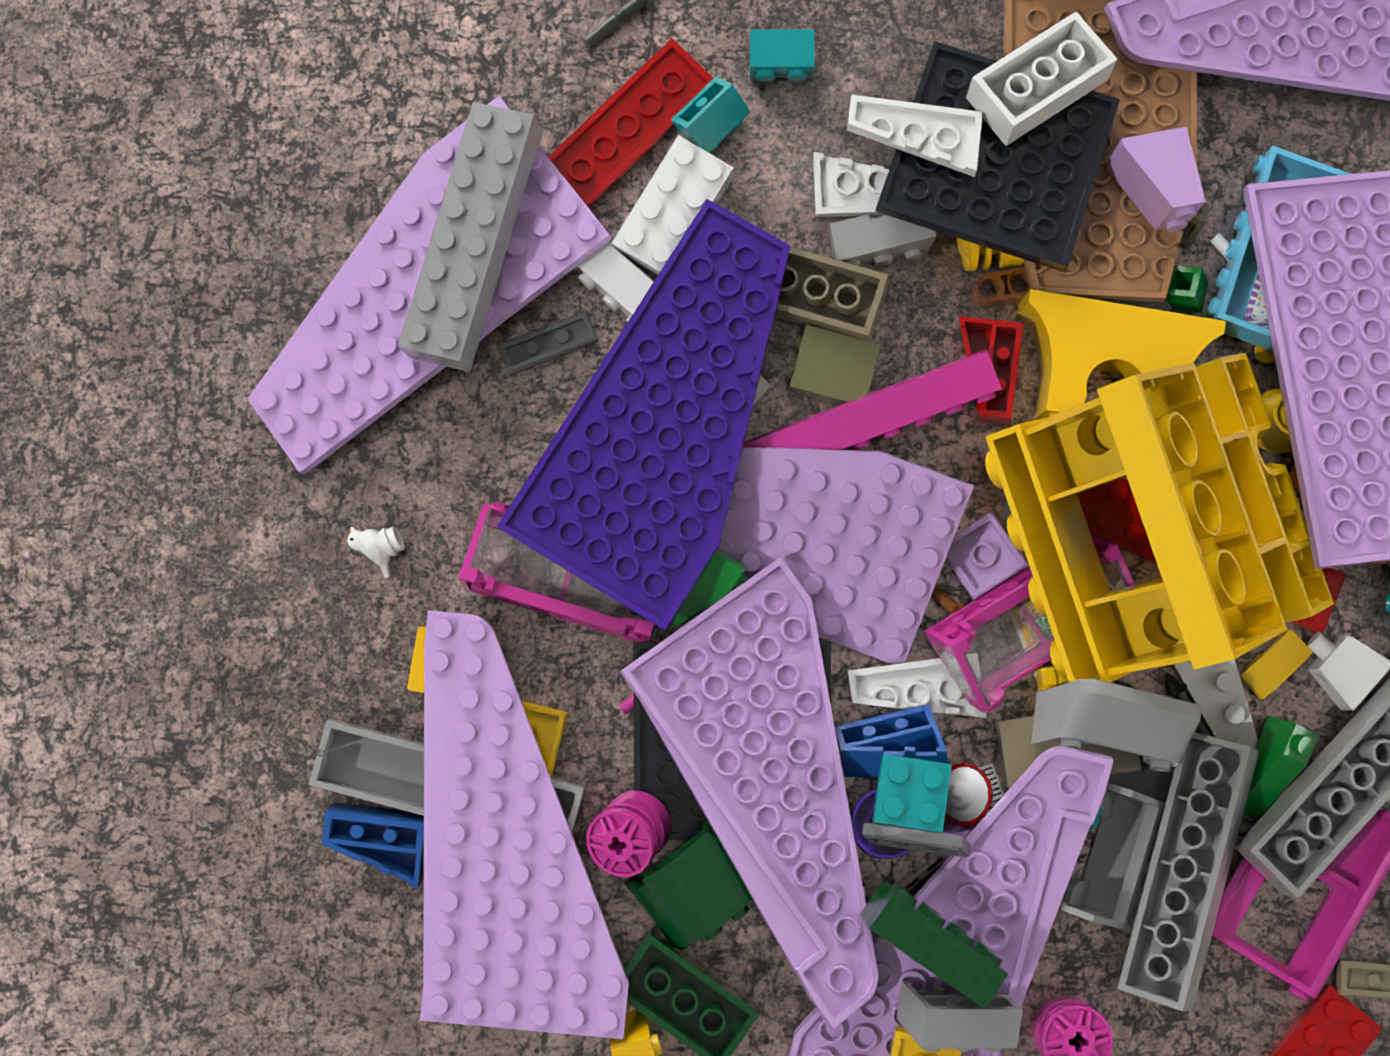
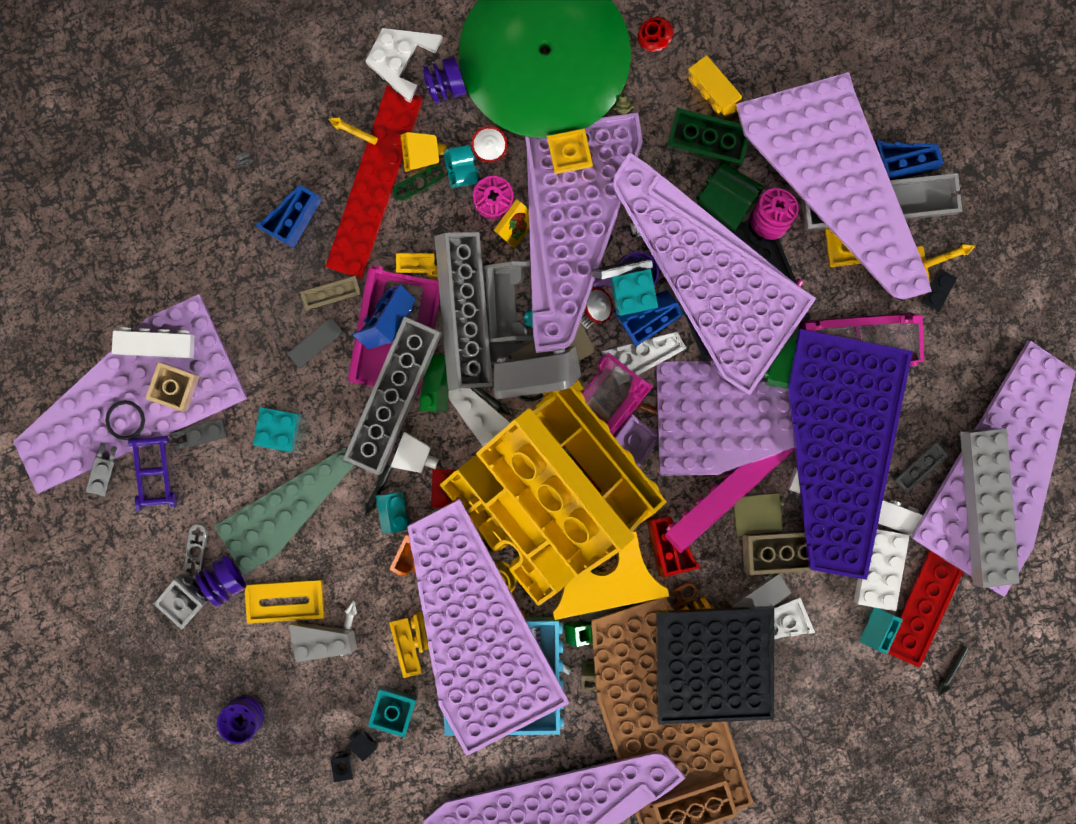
camera: 165 degrees right, 5 degrees up
(345, 657) = (964, 249): none -> yellow piece
(377, 545) = (970, 317): white animal -> none
(409, 608) = (940, 289): none -> black plate
(781, 54) = (854, 681): teal brick -> none
(924, 130) = (758, 662): white wing -> none
(937, 947) = (595, 217): dark green brick -> none
(956, 1022) = (561, 182): light grey wedge -> none
(1041, 78) = (709, 716): white brick -> none
(1057, 980) = (514, 224): none -> yellow tile
(1159, 177) = (622, 686): lavender slope -> none
(1234, 976) = (417, 264): none -> yellow hinge
(1275, 664) = (452, 442): yellow slope -> none
(1326, 902) = (387, 318): none -> blue wedge

